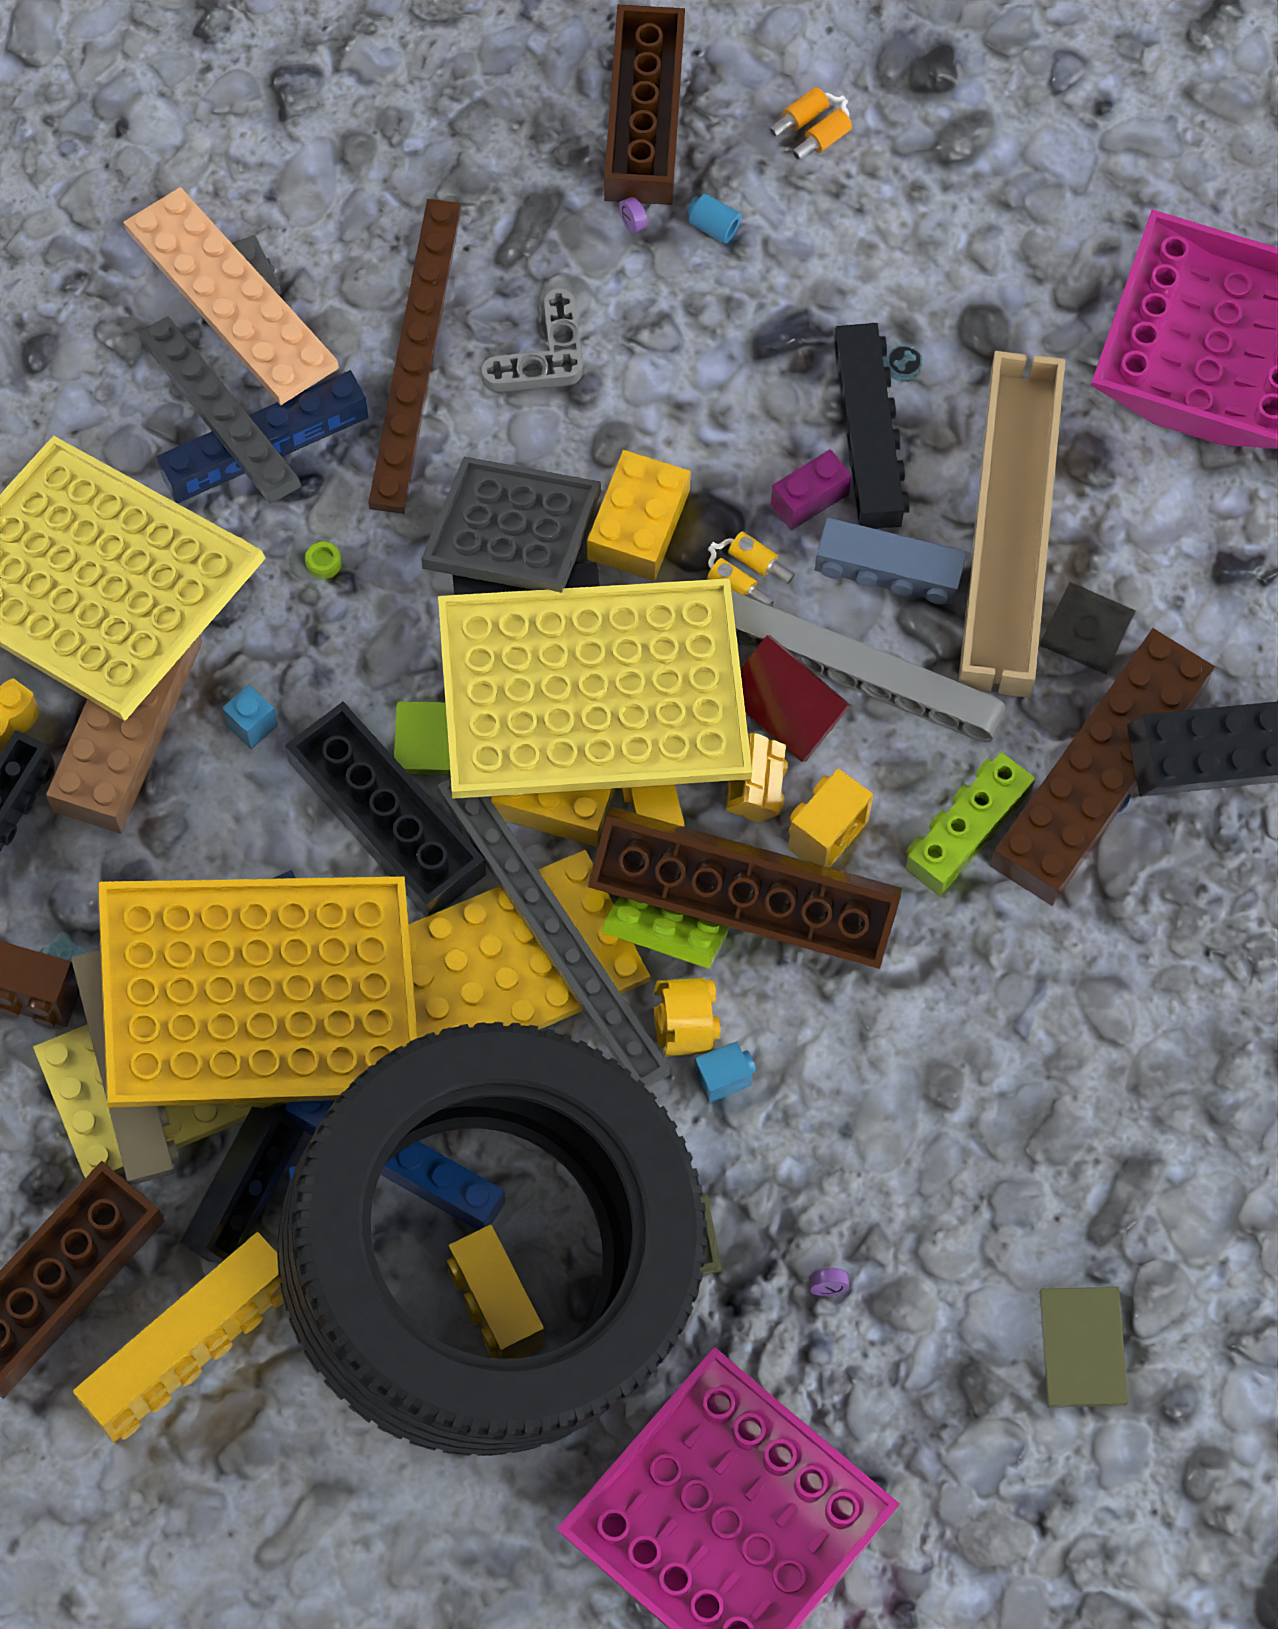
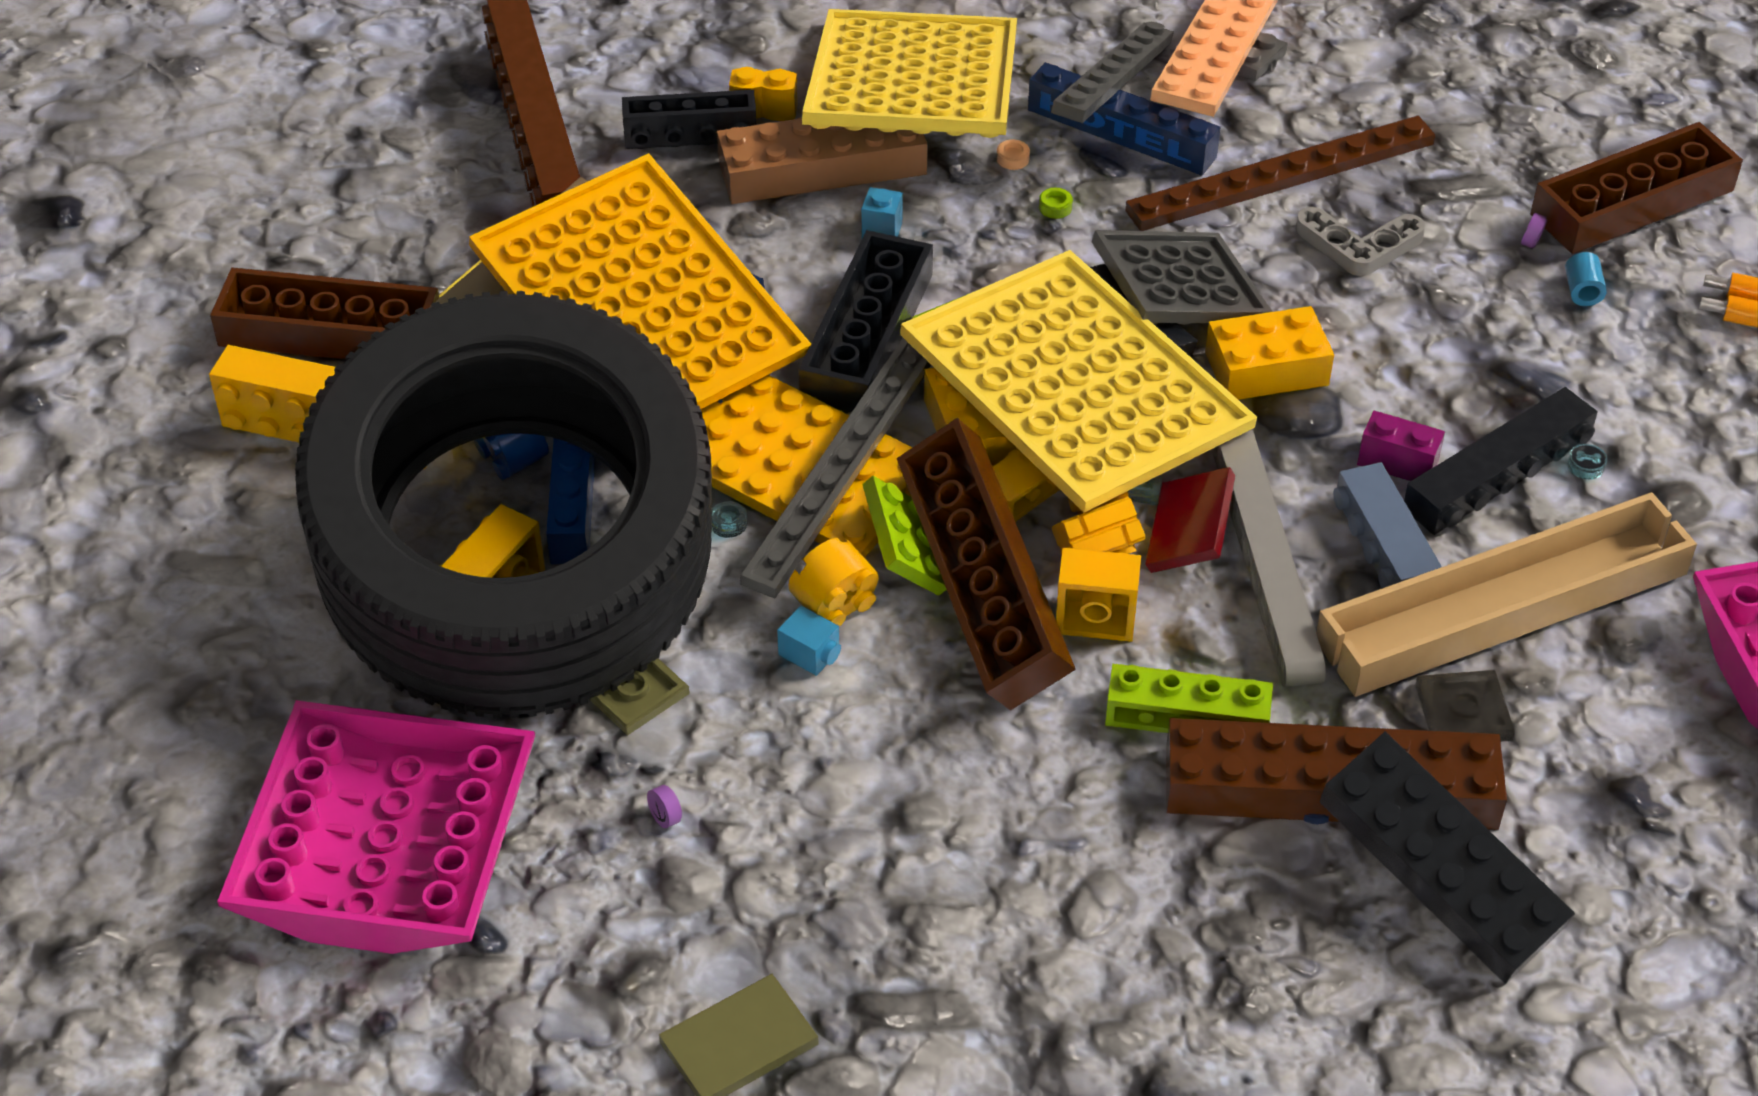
camera: 60 degrees right, 20 degrees down
(754, 556) = (1305, 444): yellow piece -> none

